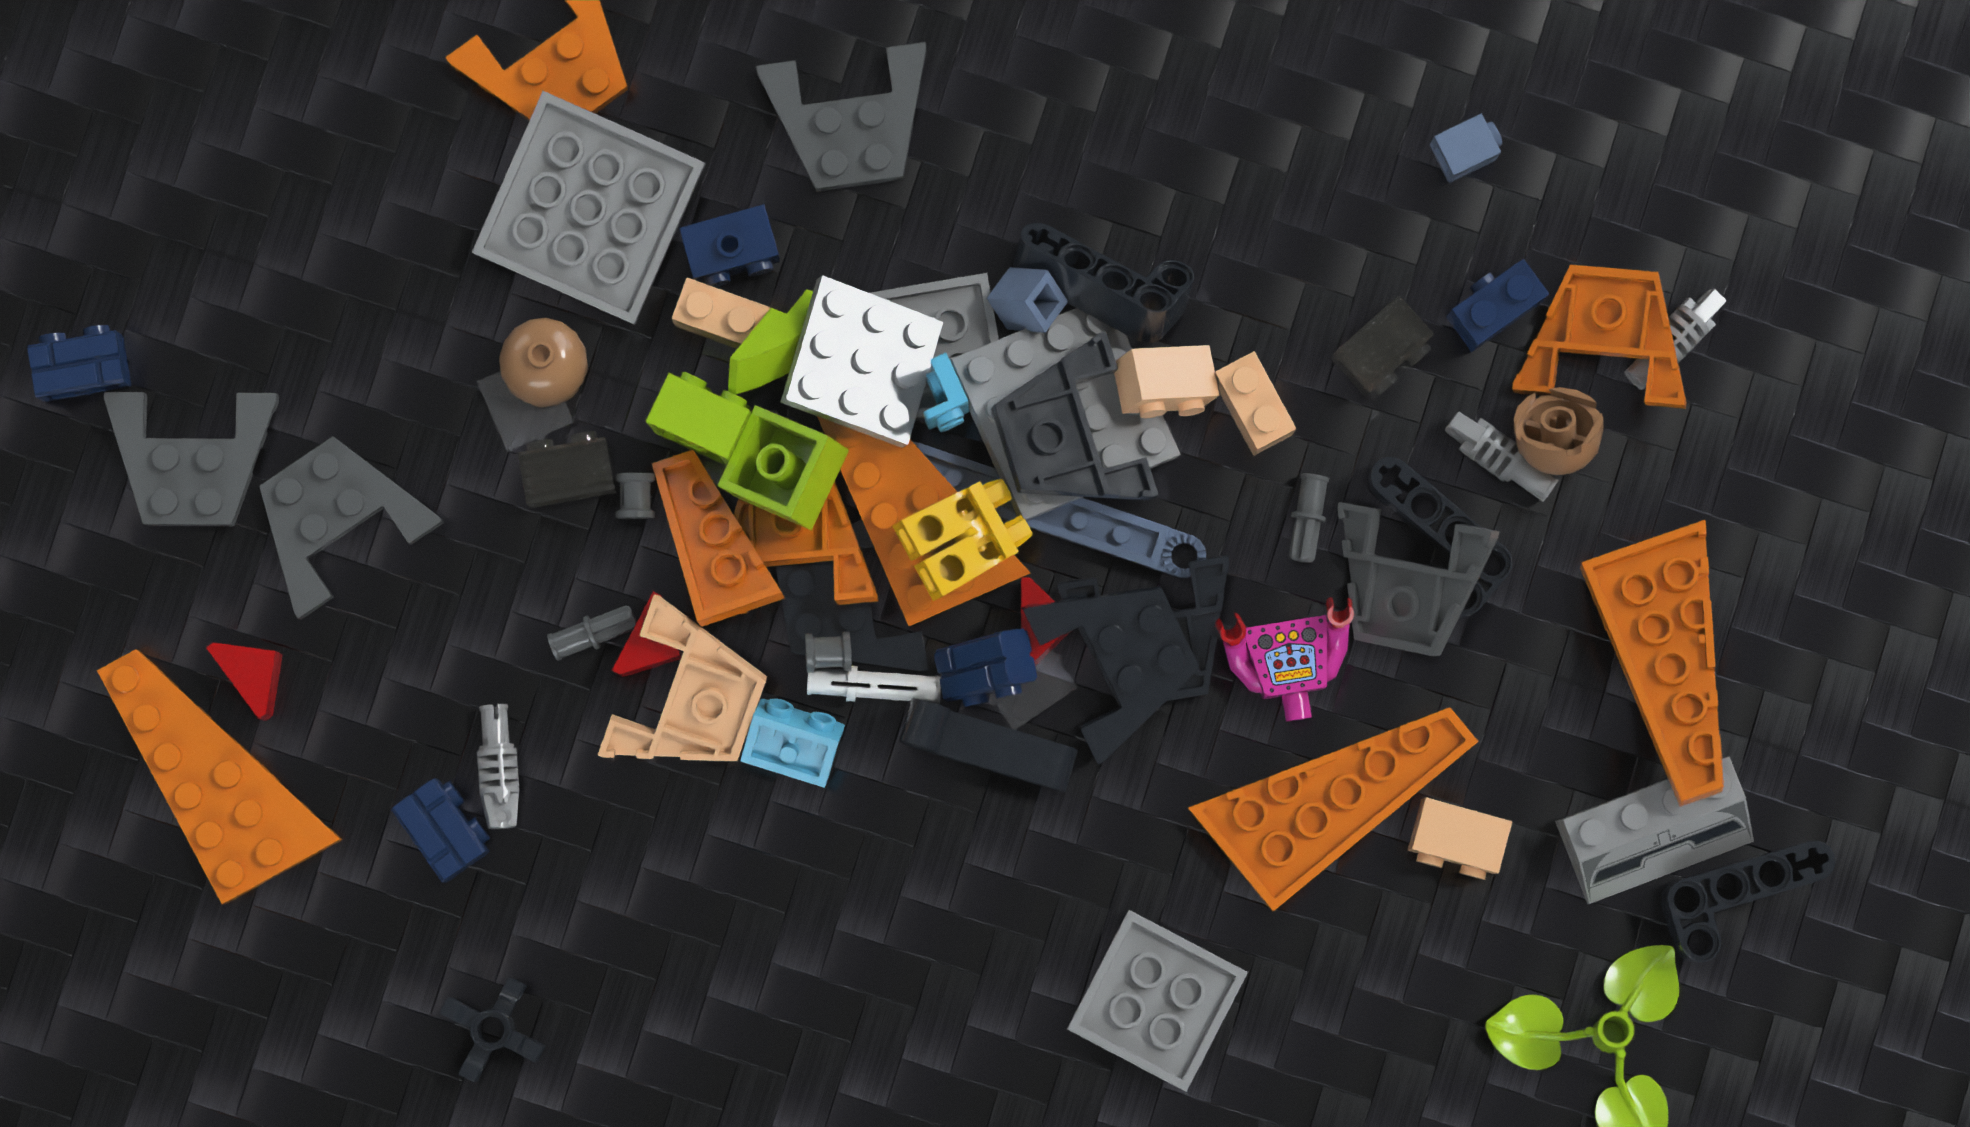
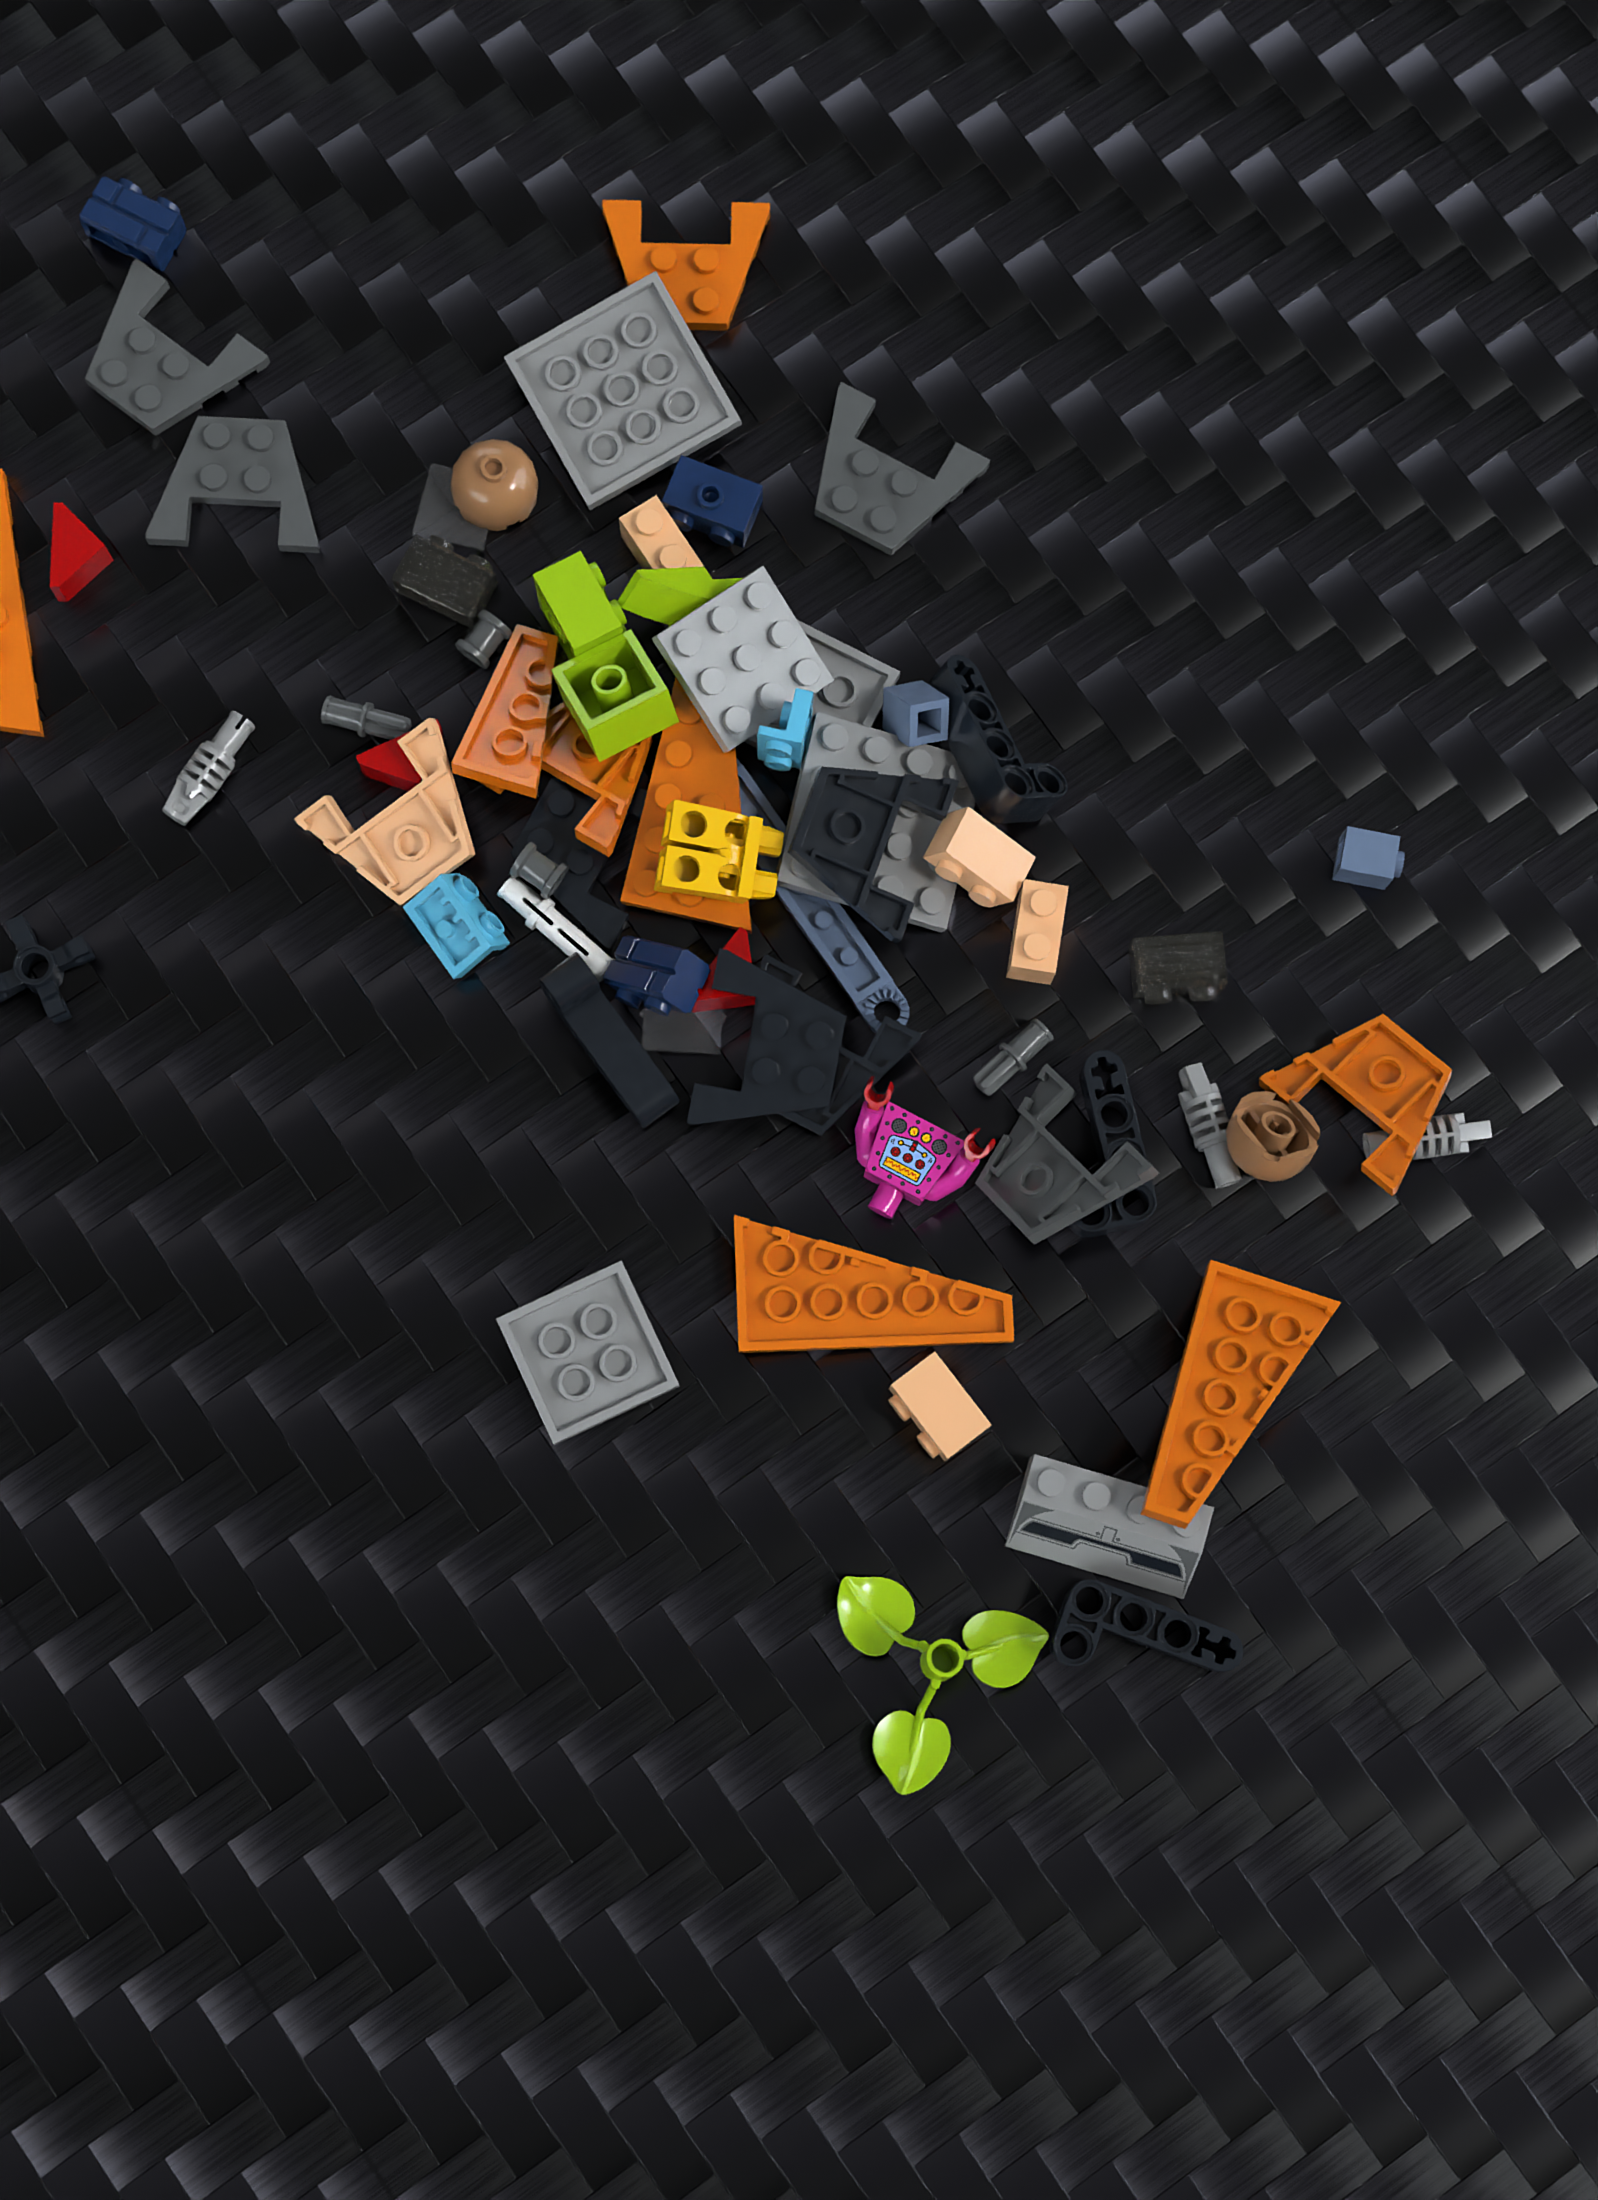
camera: 35 degrees right, 5 degrees down
(441, 829) = (125, 783): dark blue brick -> none
(1496, 304) = (1298, 1000): dark blue brick -> none

